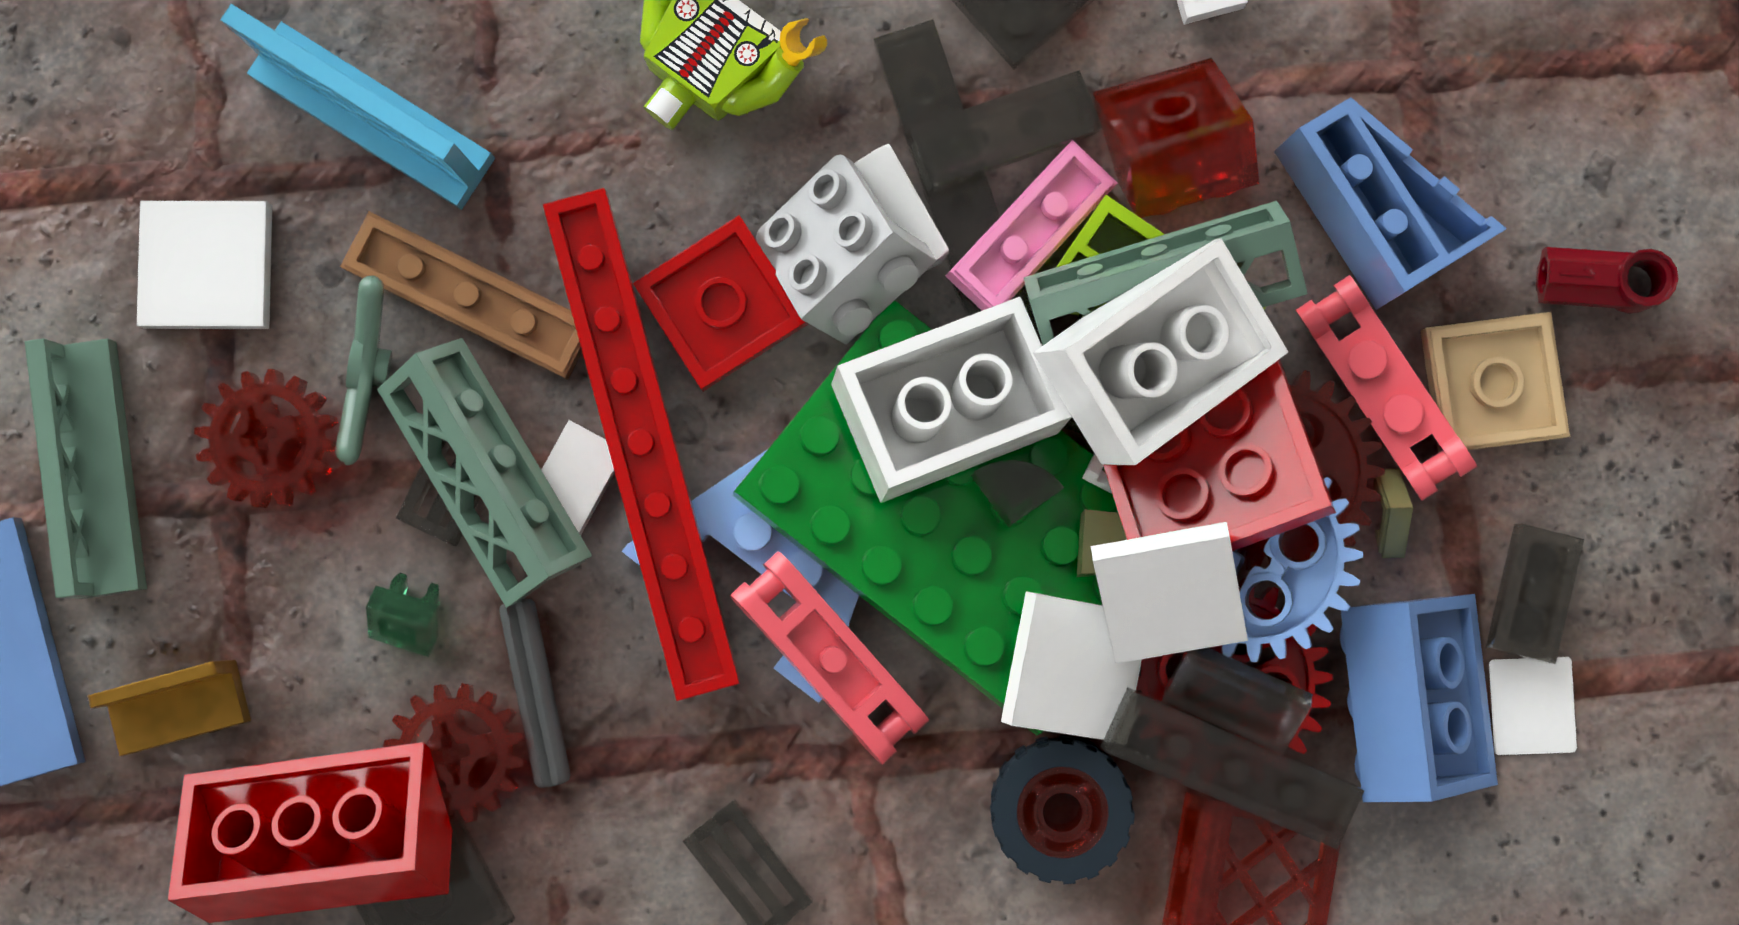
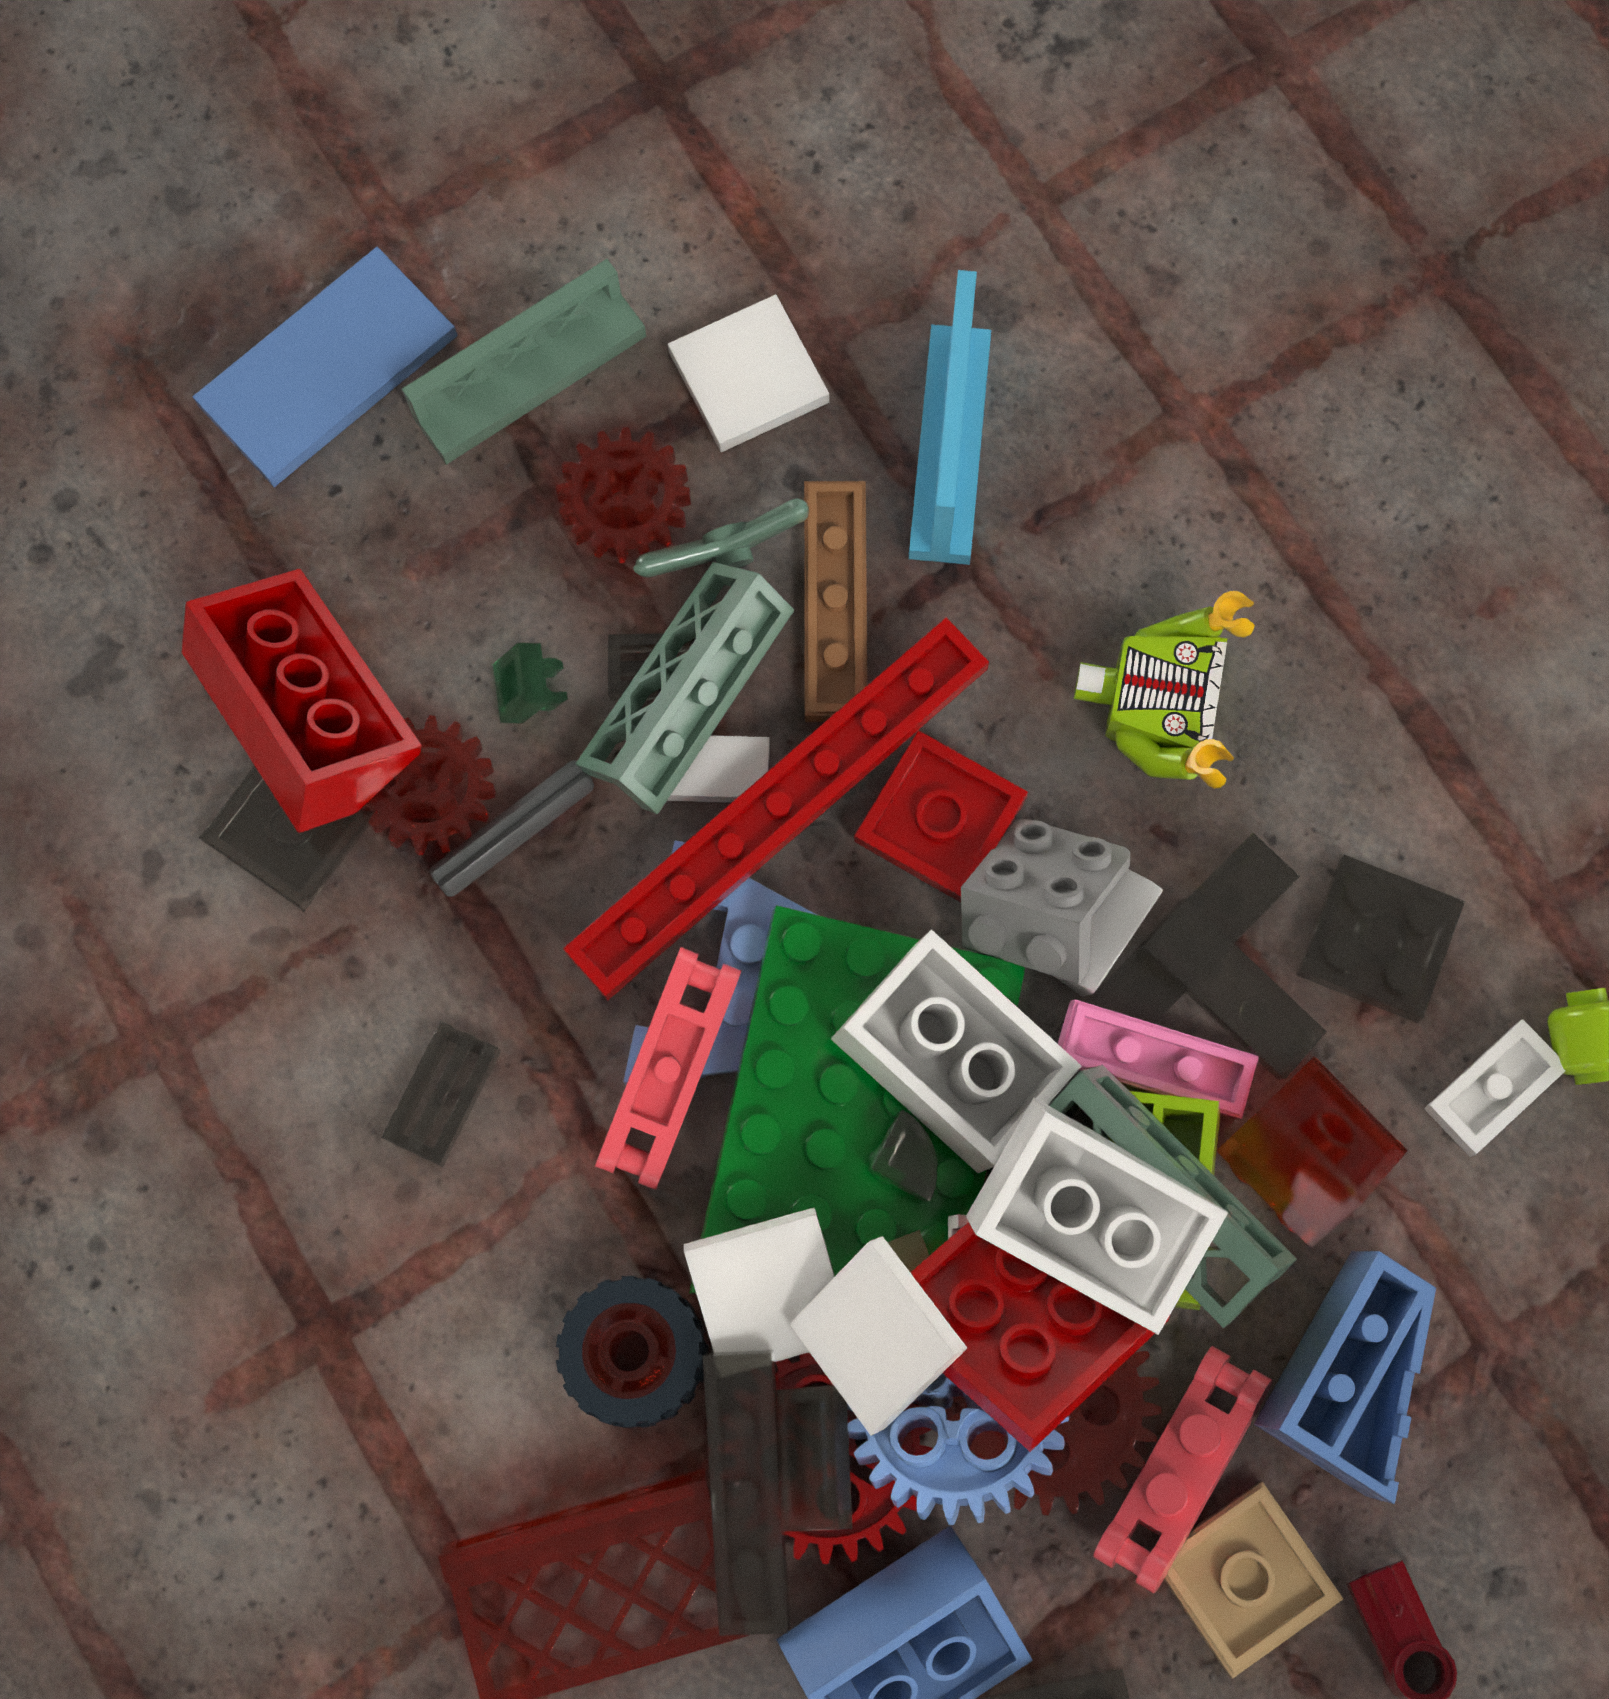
camera: 65 degrees right, 10 degrees down
(174, 706) = (357, 533): pearl gold panel -> none
(1396, 515) = (1066, 1535): olive tile -> none

